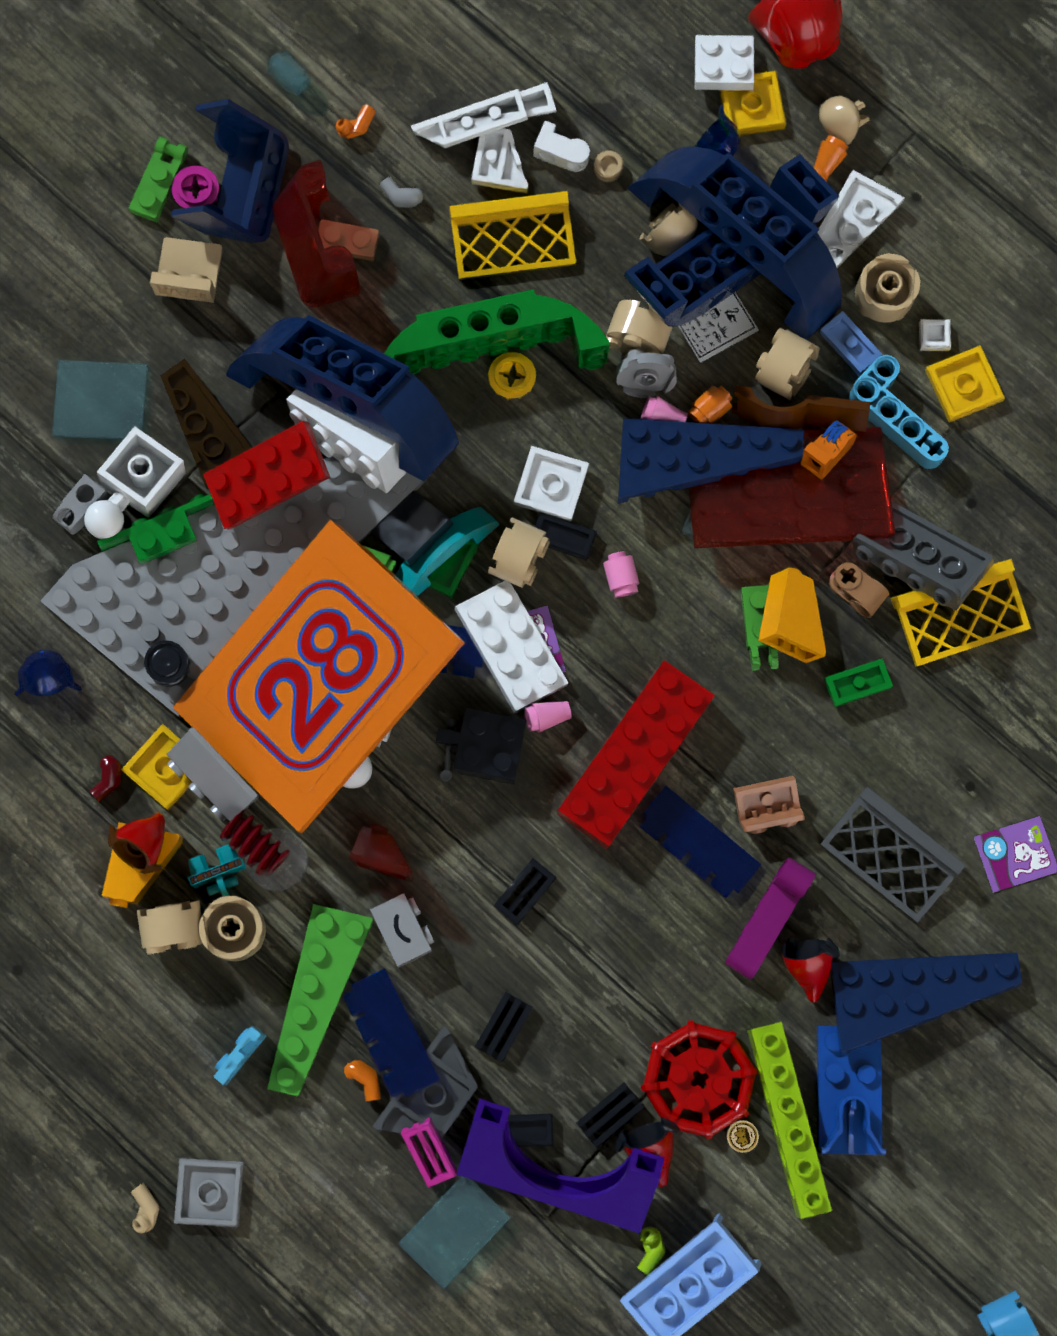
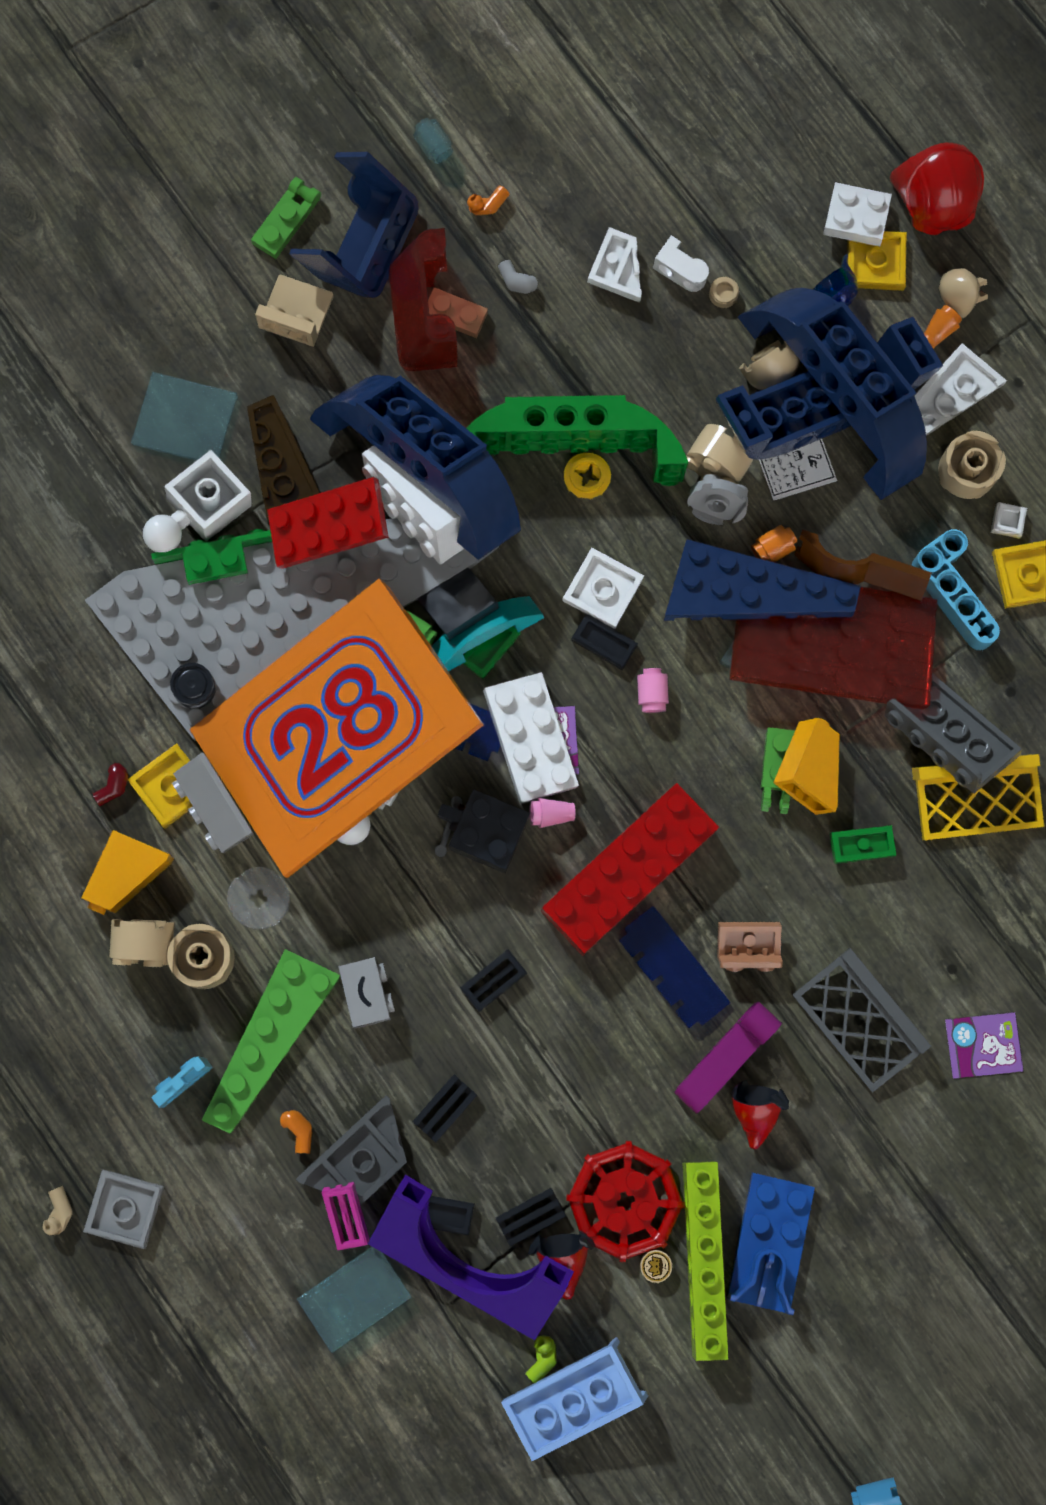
camera: 10 degrees right, 0 degrees up
(45, 674) = (74, 672): clear blue hair -> none
(74, 506) = (136, 515): light grey leg -> none
(144, 837) = (128, 854): hat -> none
(184, 181) = (311, 224): dark pink gear -> none
(202, 874) = (184, 898): teal hips -> none
(254, 844) = (238, 879): dark red piece -> none
(380, 853) = (360, 913): clear red slope -> none
(397, 1038) = (339, 1099): clear blue windscreen -> none
(486, 116) = (615, 219): white wedge -> none
(512, 209) = (612, 315): yellow fence -> none
(518, 553) = (556, 649): tan brick -> none
(661, 410) = (724, 538): bright pink cone -> none
(786, 364) = (857, 518): tan brick -> none
(828, 449) = (880, 610): orange leg -> none
(850, 343) = (924, 511): medium blue plate -> none
(860, 591) = (884, 754): medium nougat piece -> none
(900, 994) = (843, 1159): dark blue wing -> none

